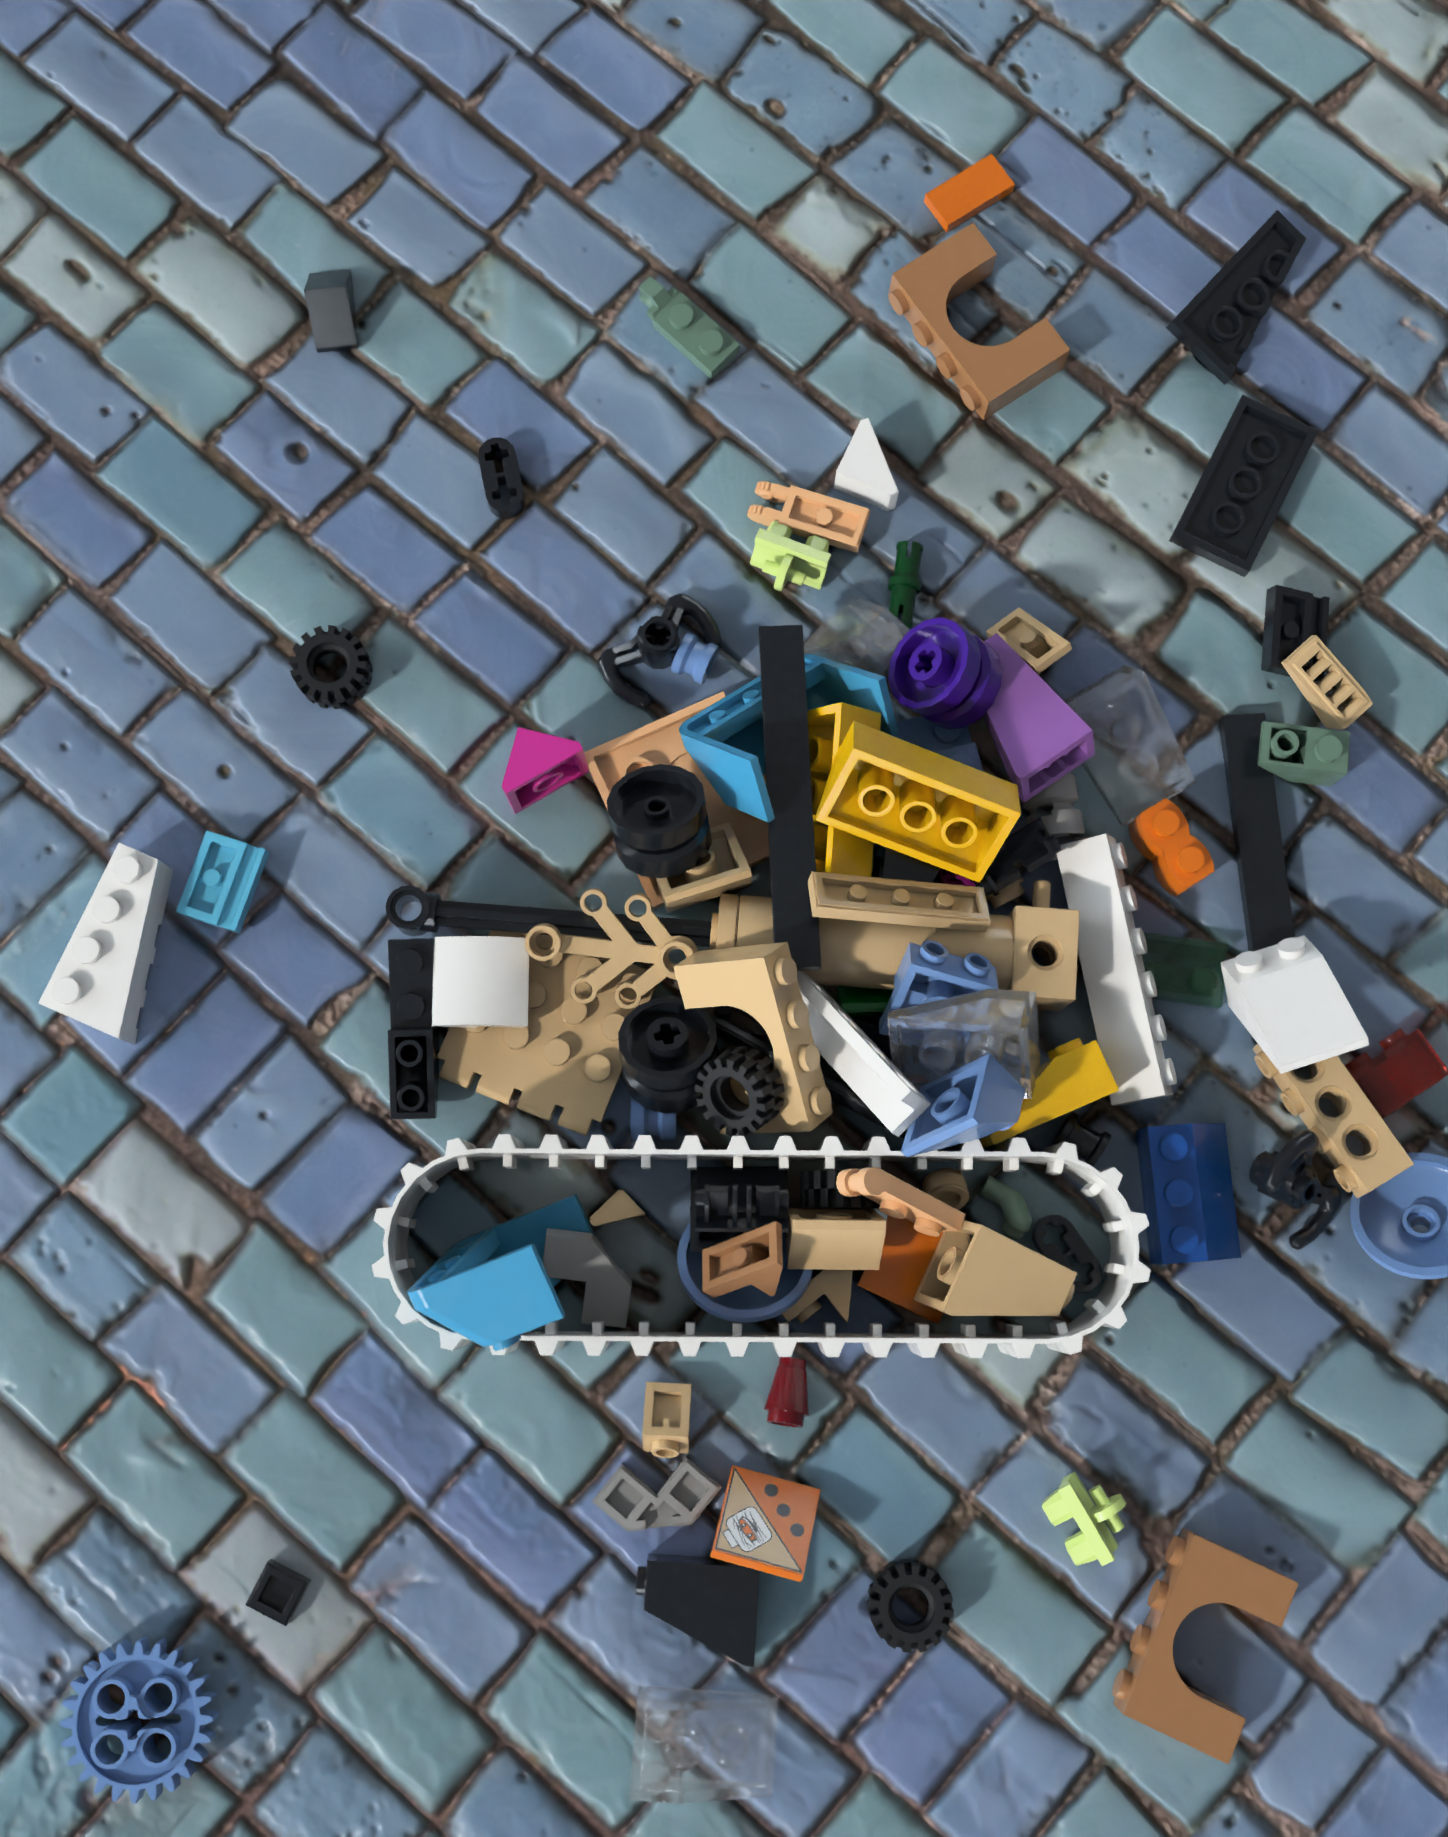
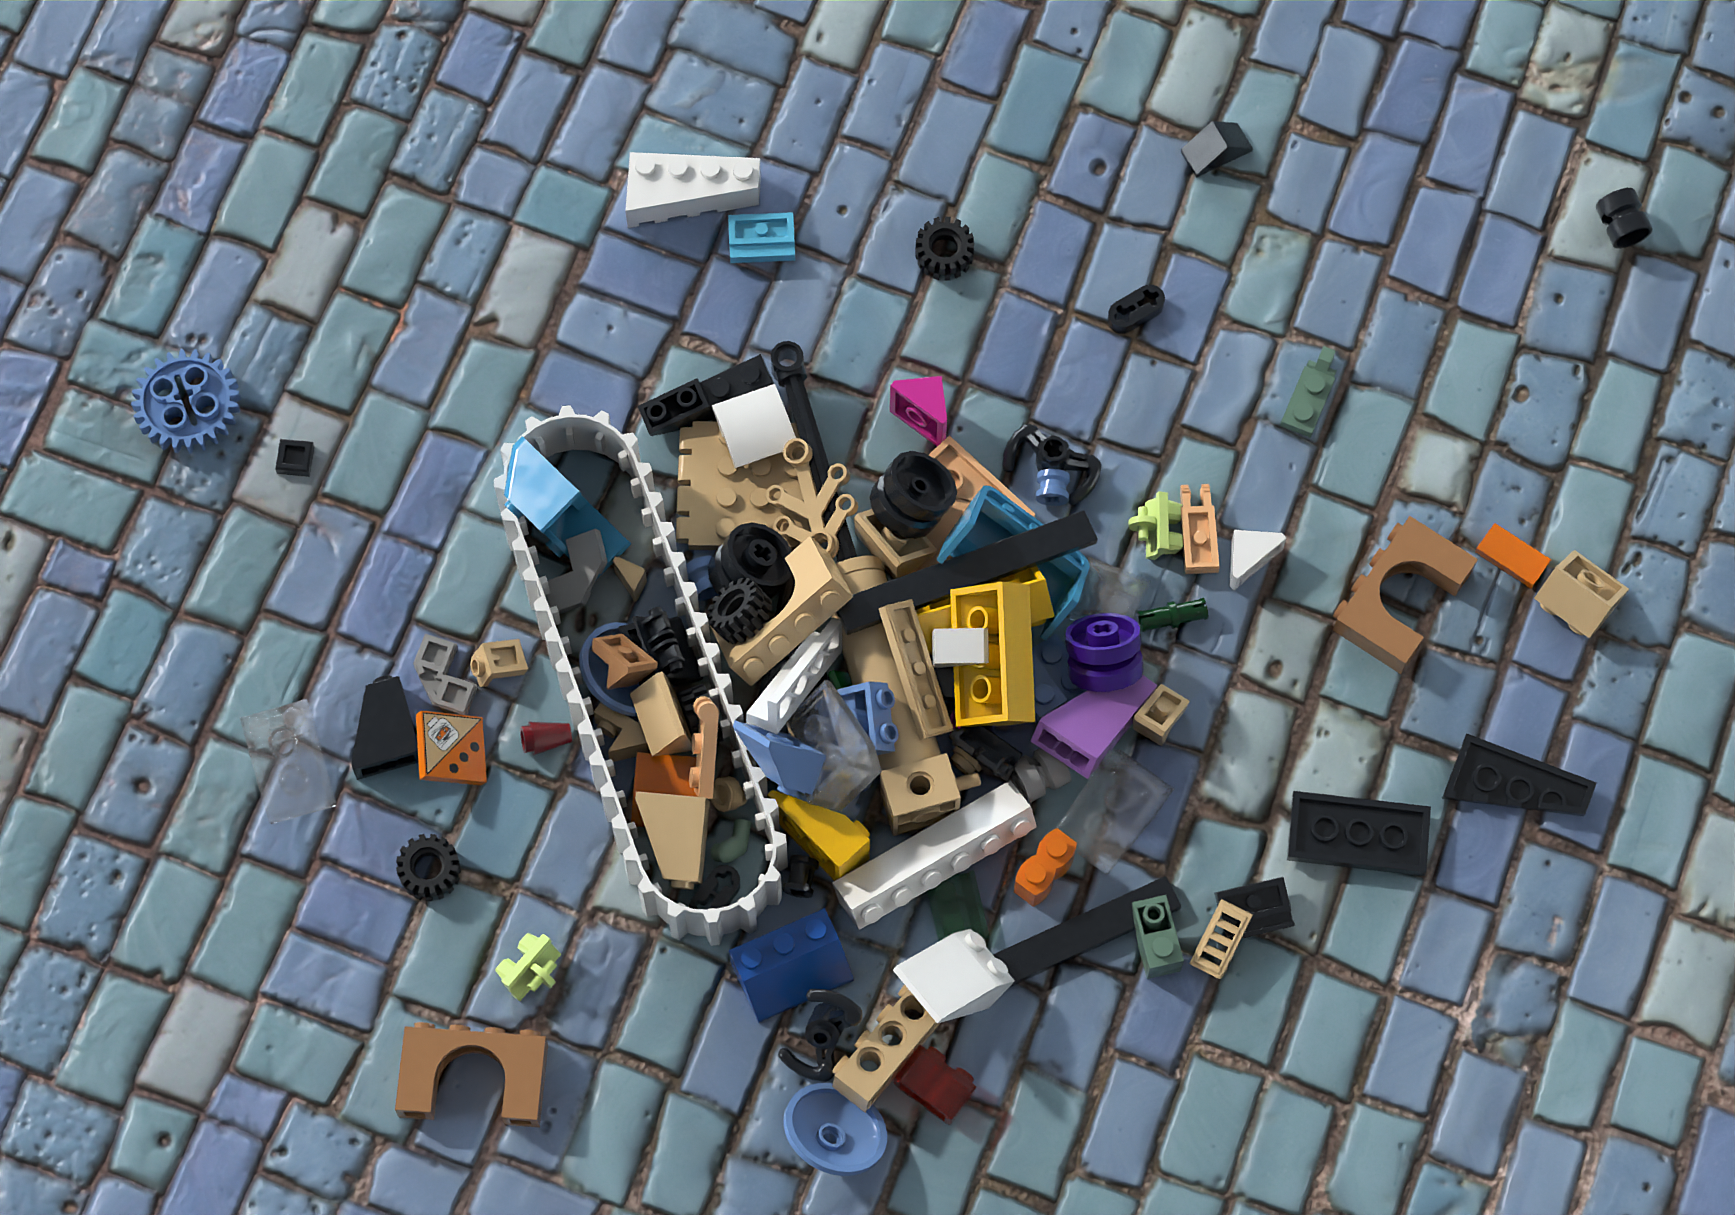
camera: 70 degrees right, 10 degrees down
(898, 839) = (959, 647): none -> white slope
(1047, 137) = (1580, 594): none -> tan slope

